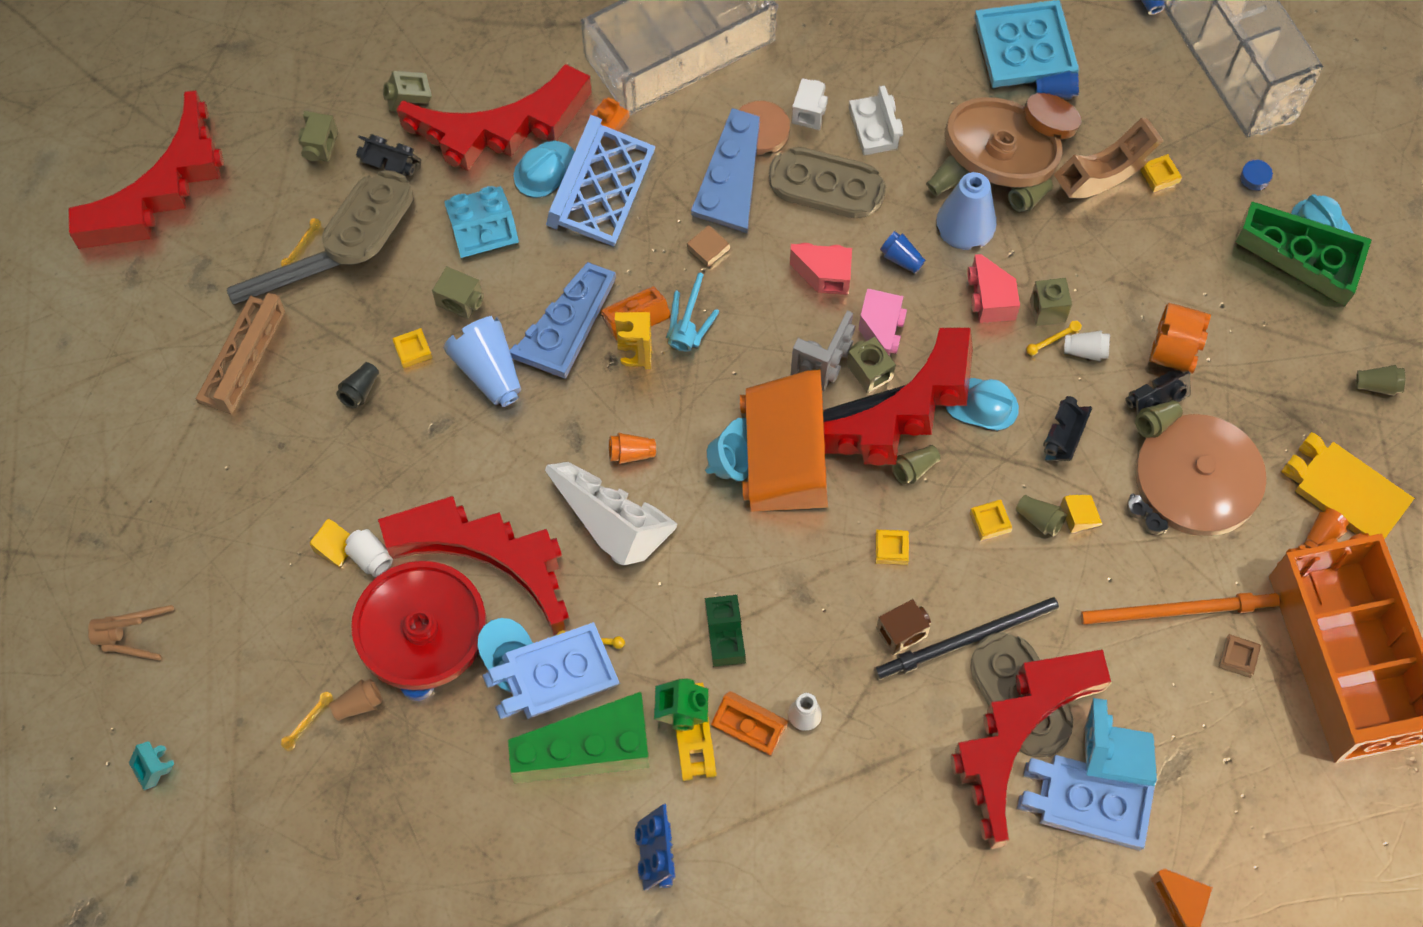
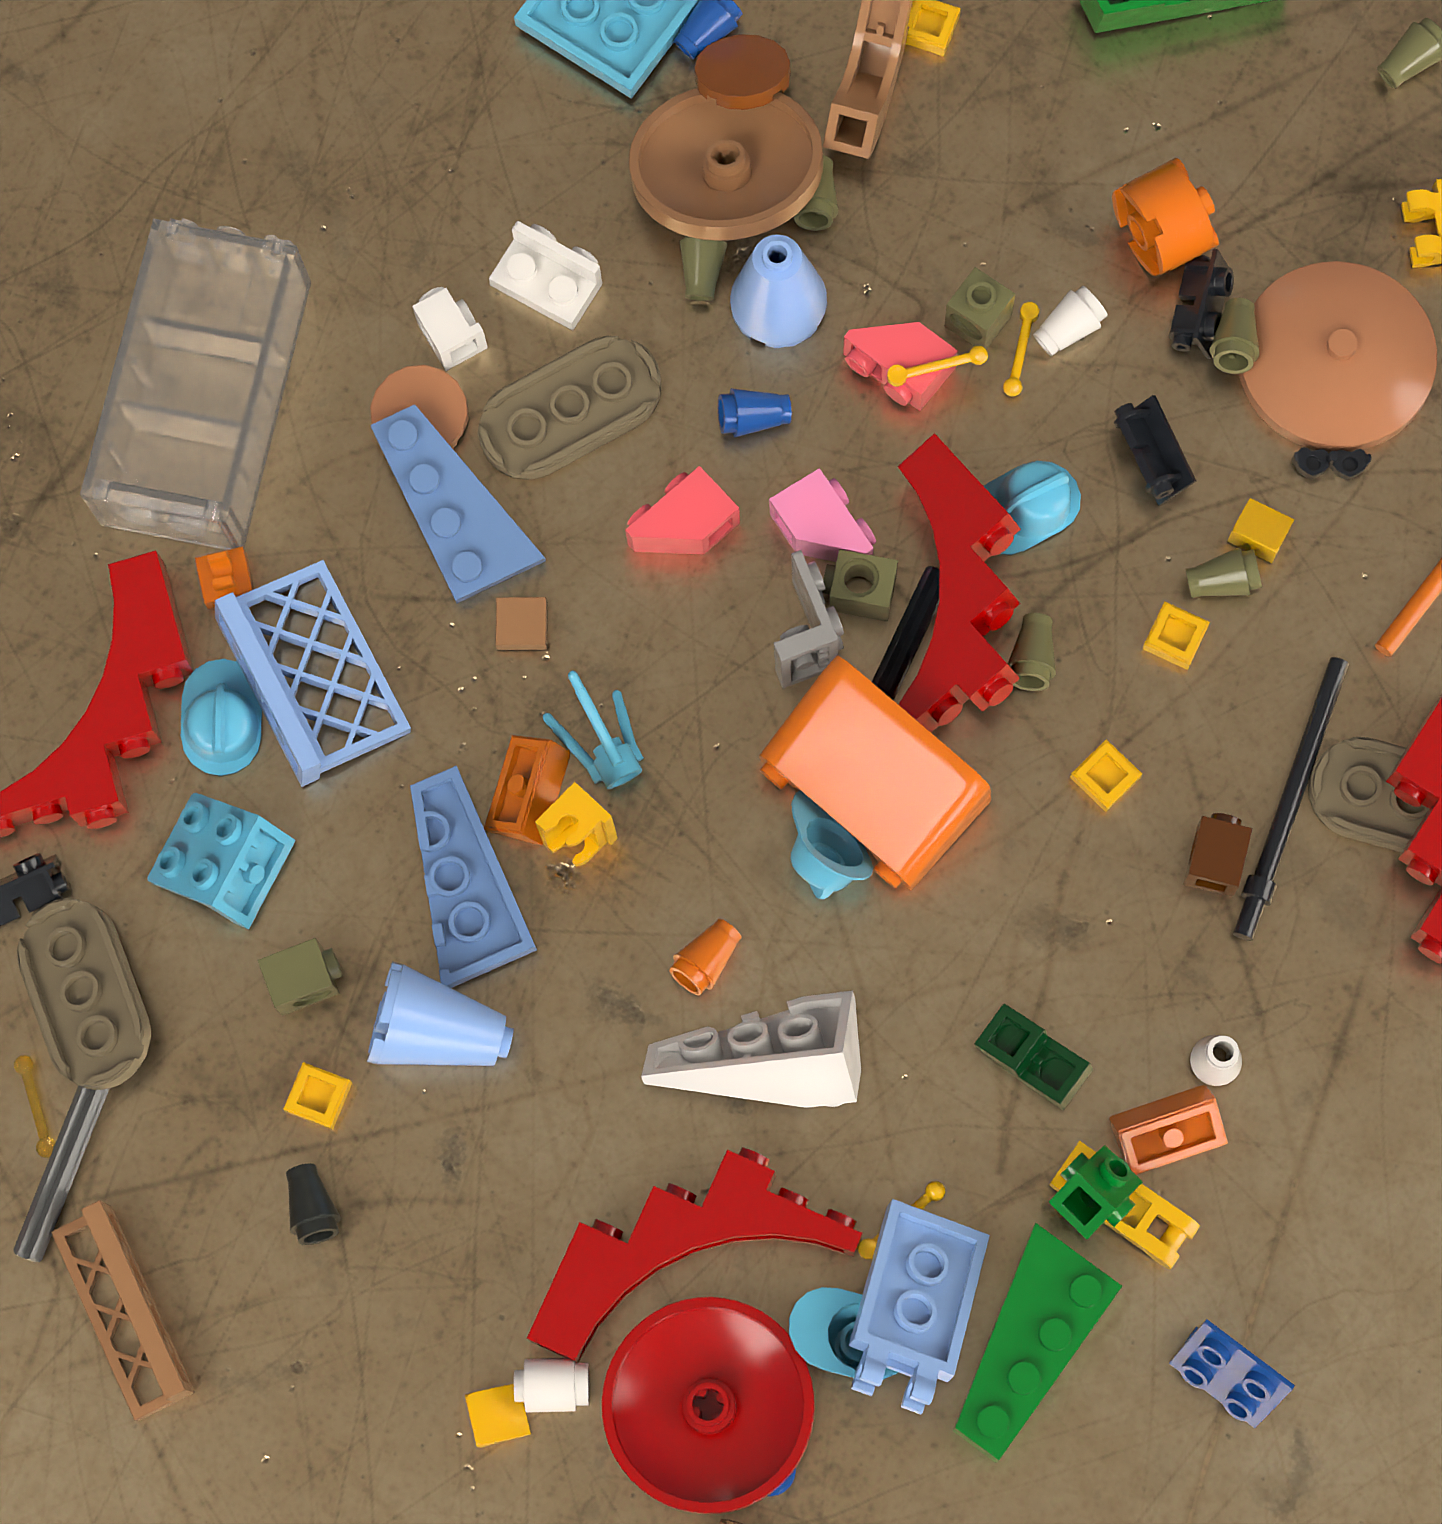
camera: 40 degrees left, 10 degrees up
(981, 290) = (898, 374): none -> yellow hinge

